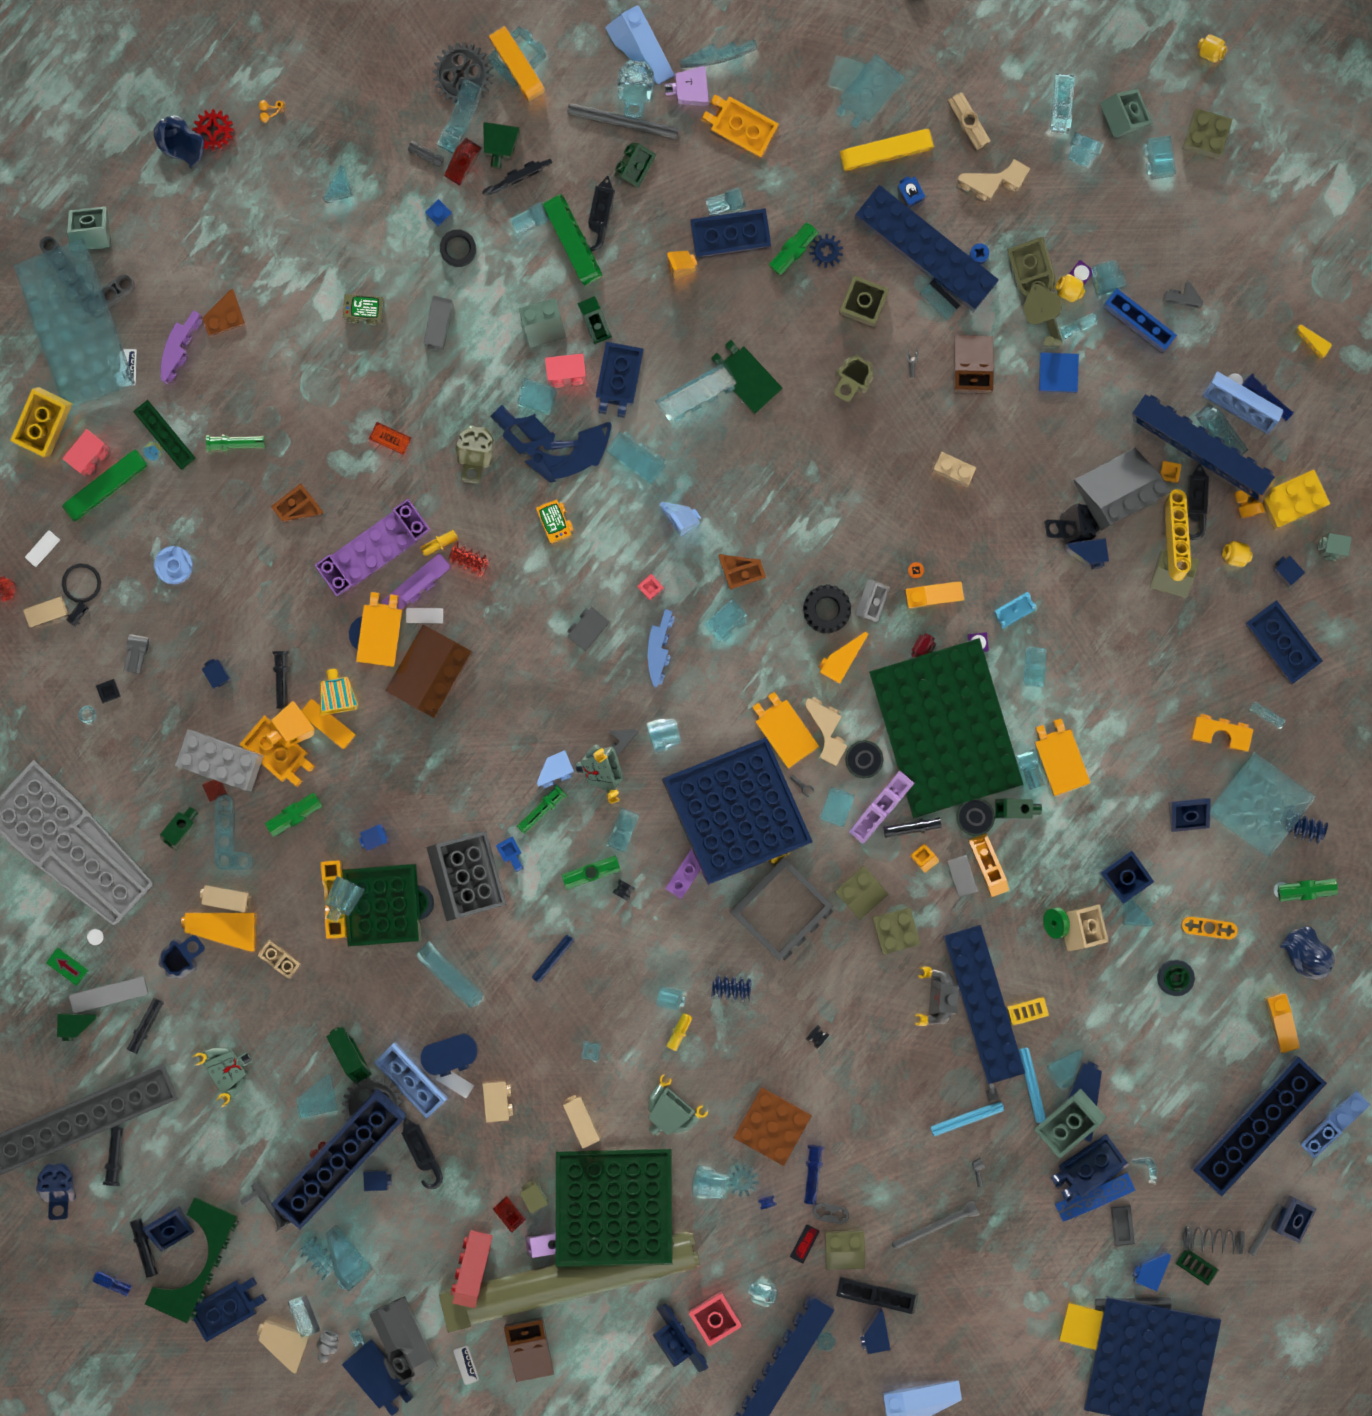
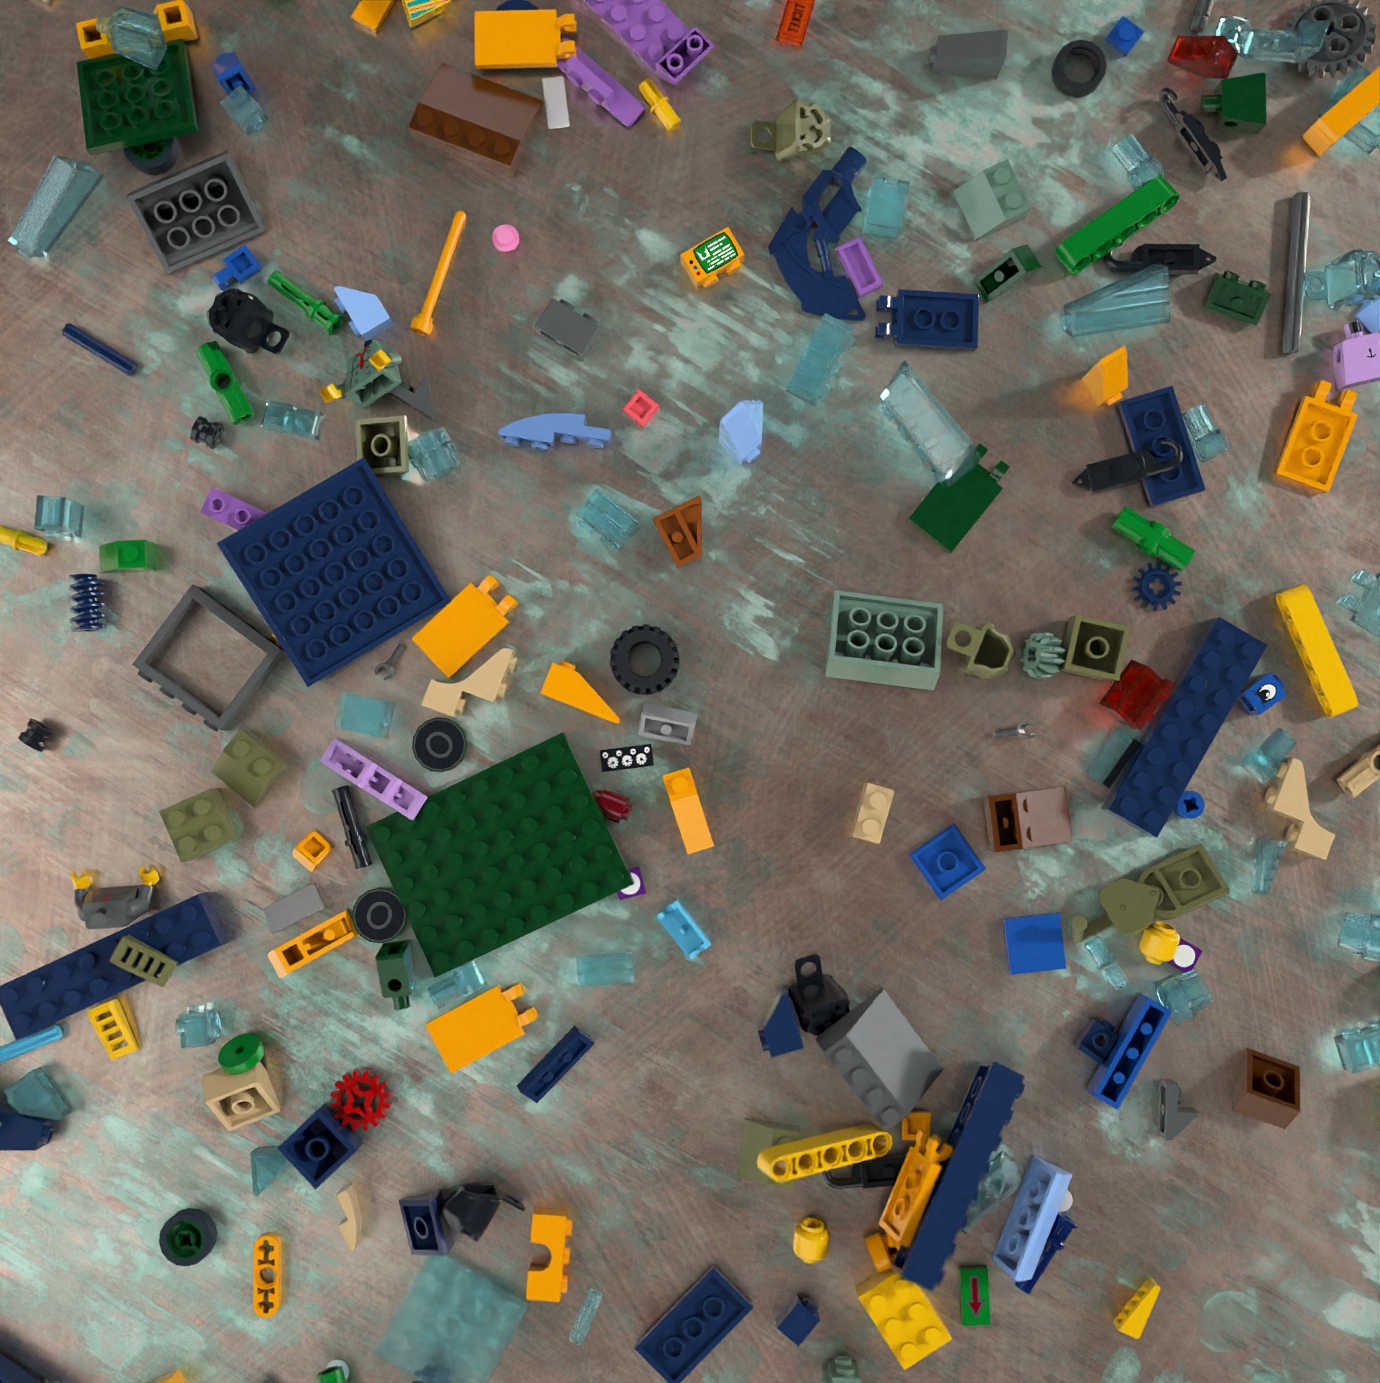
camera: 85 degrees right, 0 degrees up
(401, 832) = (244, 110): none -> clear light blue brick
(469, 559) = (639, 148): clear red piece -> none
(517, 663) = (505, 238): none -> bright pink plate
(550, 852) = (244, 321): none -> black piece
(566, 370) = (930, 239): coral brick -> none
(567, 729) = (422, 322): none -> light orange piece
(573, 421) = (859, 267): none -> medium lavender tile
(630, 246) = (1125, 304): none -> clear light blue slope
(653, 765) = (383, 444): none -> olive slope
(702, 959) = (127, 556): none -> green slope
(743, 259) = (1128, 468): none -> black plate
(836, 443) = (885, 640): none -> sand green slope
(863, 336) = (1043, 655): none -> sand green gear
(891, 632) = (626, 757): none -> black sticker
(900, 278) = (1136, 695): none -> clear red brick
(916, 570) = (720, 779): orange sticker -> none
(957, 197) = (1264, 761): none -> clear light blue piece
(973, 987) = (129, 965): none -> olive slope
(994, 423) = (947, 861): none -> blue tile
(1025, 206) = (1267, 859): none -> clear light blue slope
(1033, 951) = (198, 1027): none -> clear light blue brick
(1094, 710) = (555, 1064): none -> dark blue plate
(1102, 854) = (356, 1090): none -> red gear
(1129, 348) = (1086, 1039): none -> dark blue brick
(1179, 231) = (1267, 1089): none -> reddish brown slope
(1182, 778) = (472, 1207): none -> black piece
(1182, 865) = (351, 1225): none -> tan slope
(1208, 479) = (913, 1187): none -> light orange tile
(1290, 449) = (974, 1296): none -> green tile

